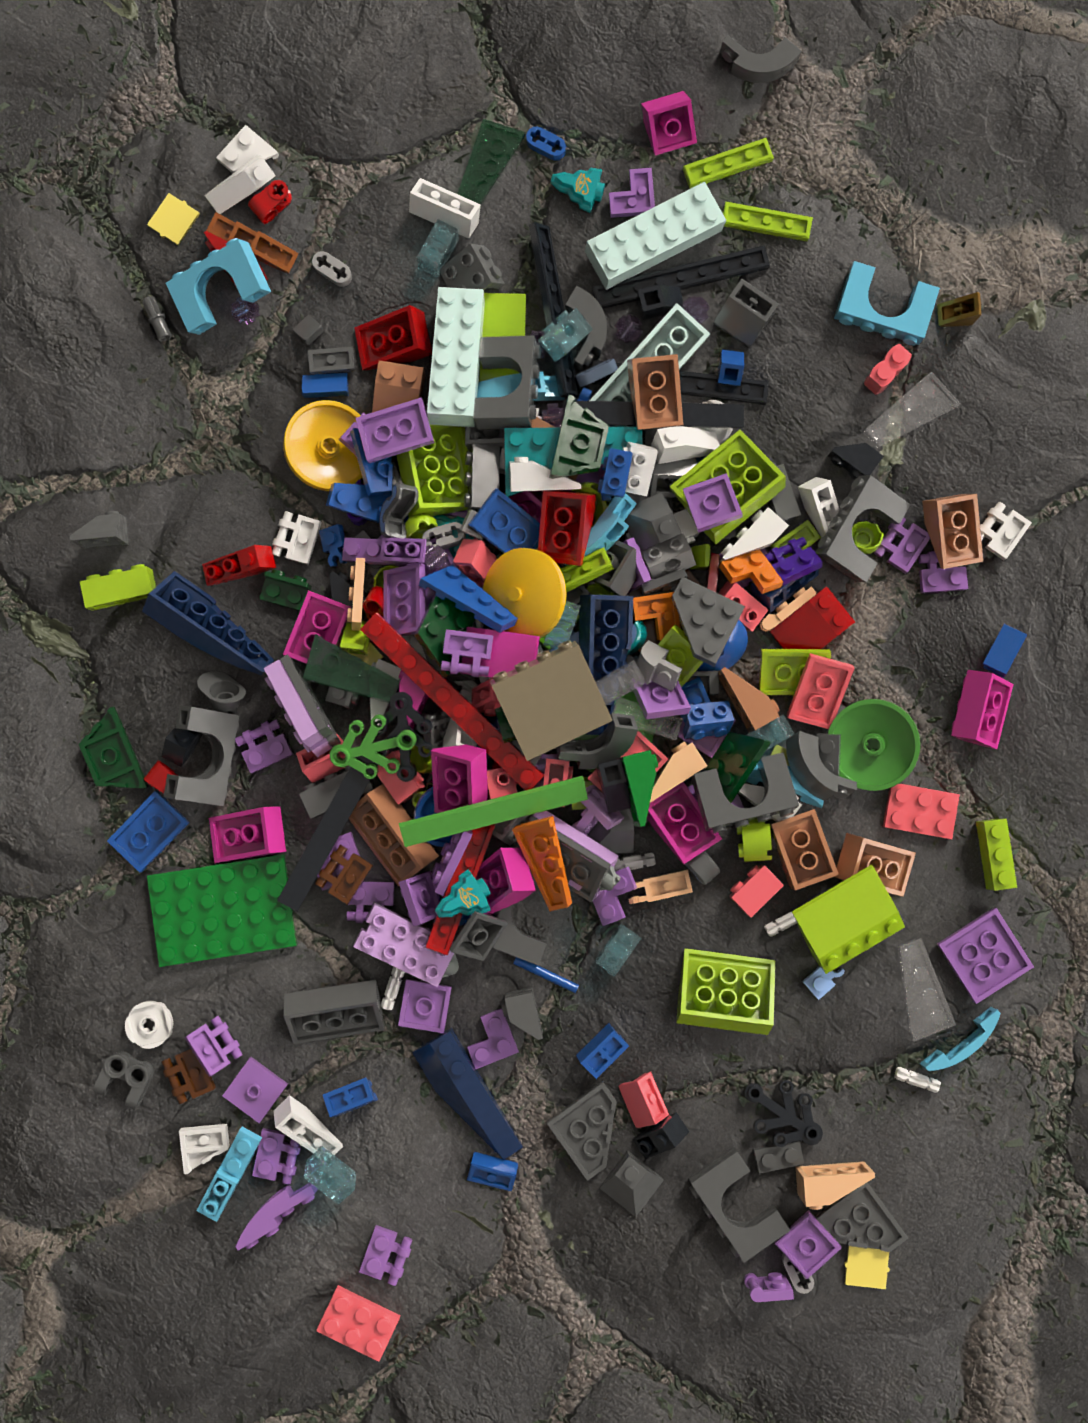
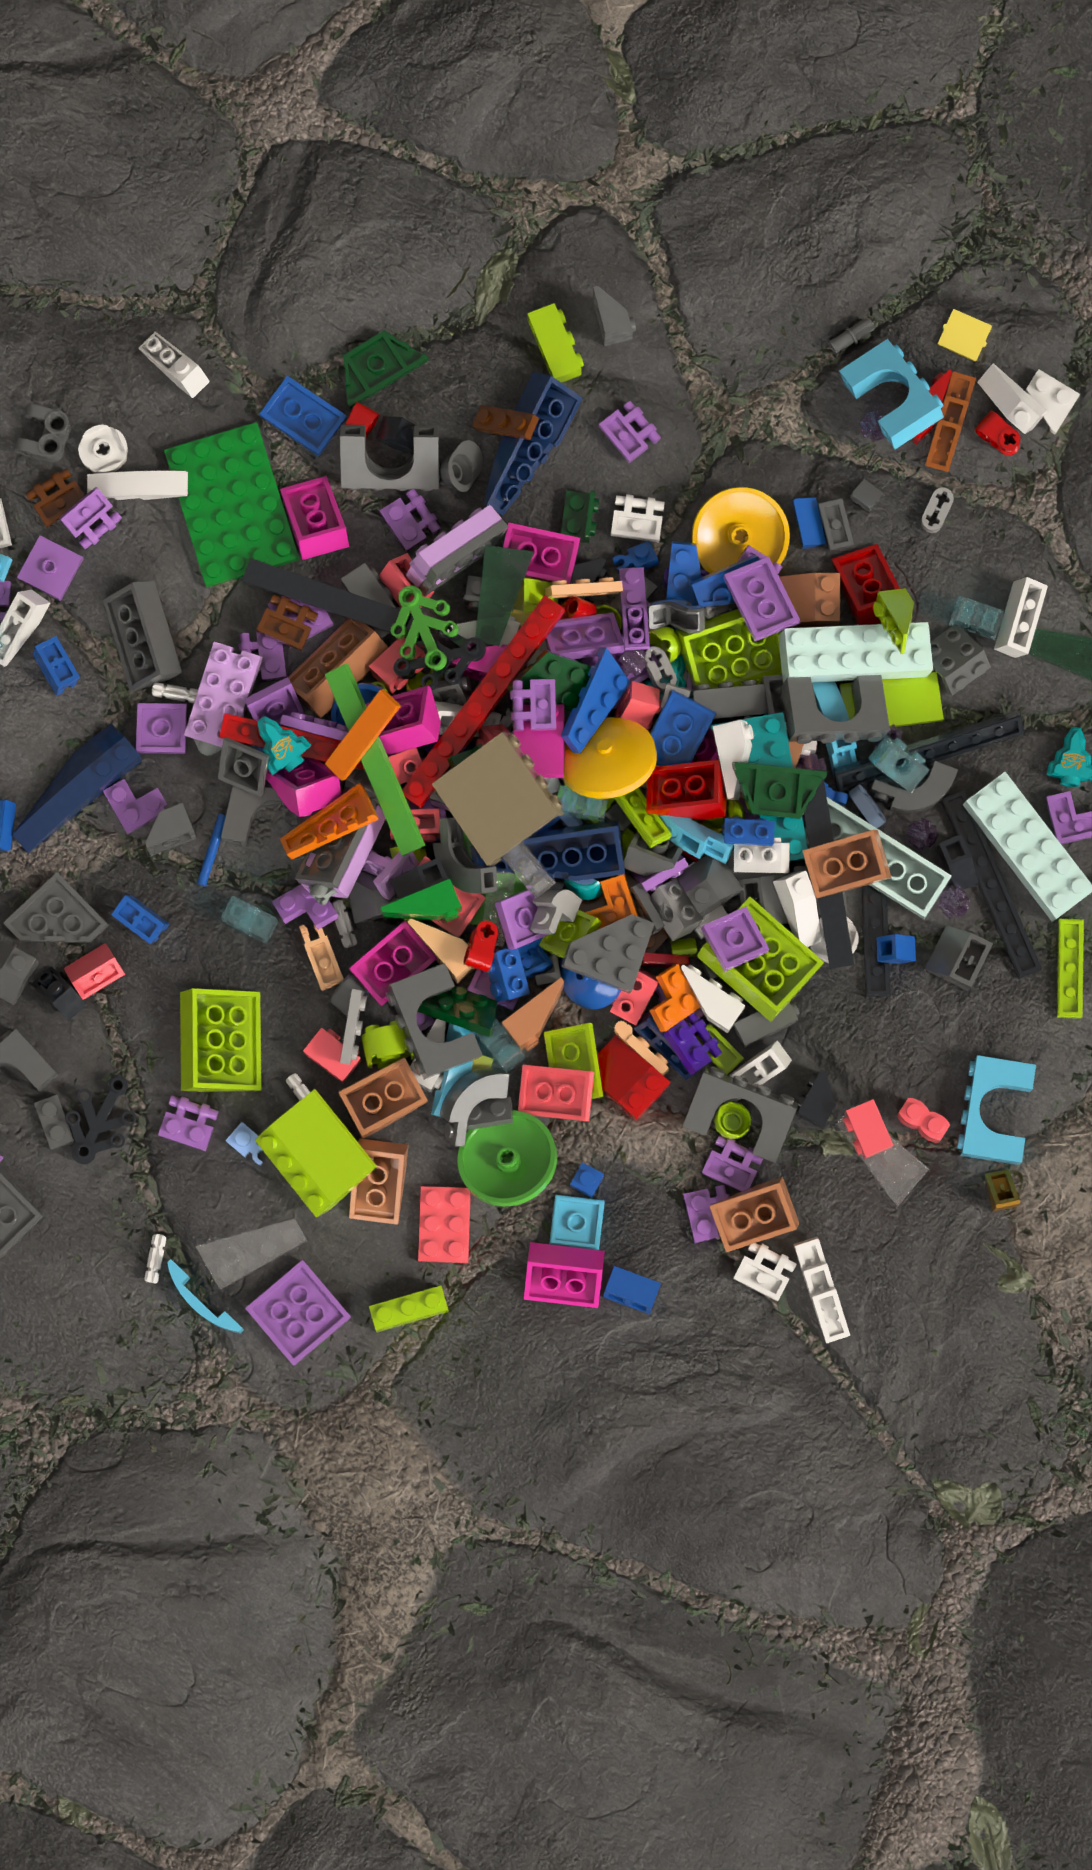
camera: 85 degrees right, 5 degrees down
(78, 945) = (174, 364): none -> white slope
(186, 643) = (505, 422): none -> reddish brown plate
(188, 994) = (140, 484): none -> white slope
(218, 537) = (624, 436): none -> medium lavender plate
(239, 564) = (599, 464): red slope -> none
(431, 309) = (895, 613): none -> lime slope
(469, 818) = (362, 734): none -> orange tile
(688, 738) = (481, 946): none -> red piece
(739, 867) = (353, 1027): none -> light grey plate
(803, 1034) = (185, 1130): none -> medium lavender plate
(830, 1182) = (33, 1164): light nougat slope -> none
(894, 416) = (867, 1129): none -> coral brick
(901, 676) = (587, 1180): none -> blue brick
(934, 691) = (577, 1222): none -> medium azure tile
(1024, 483) = (821, 1289): none -> white slope

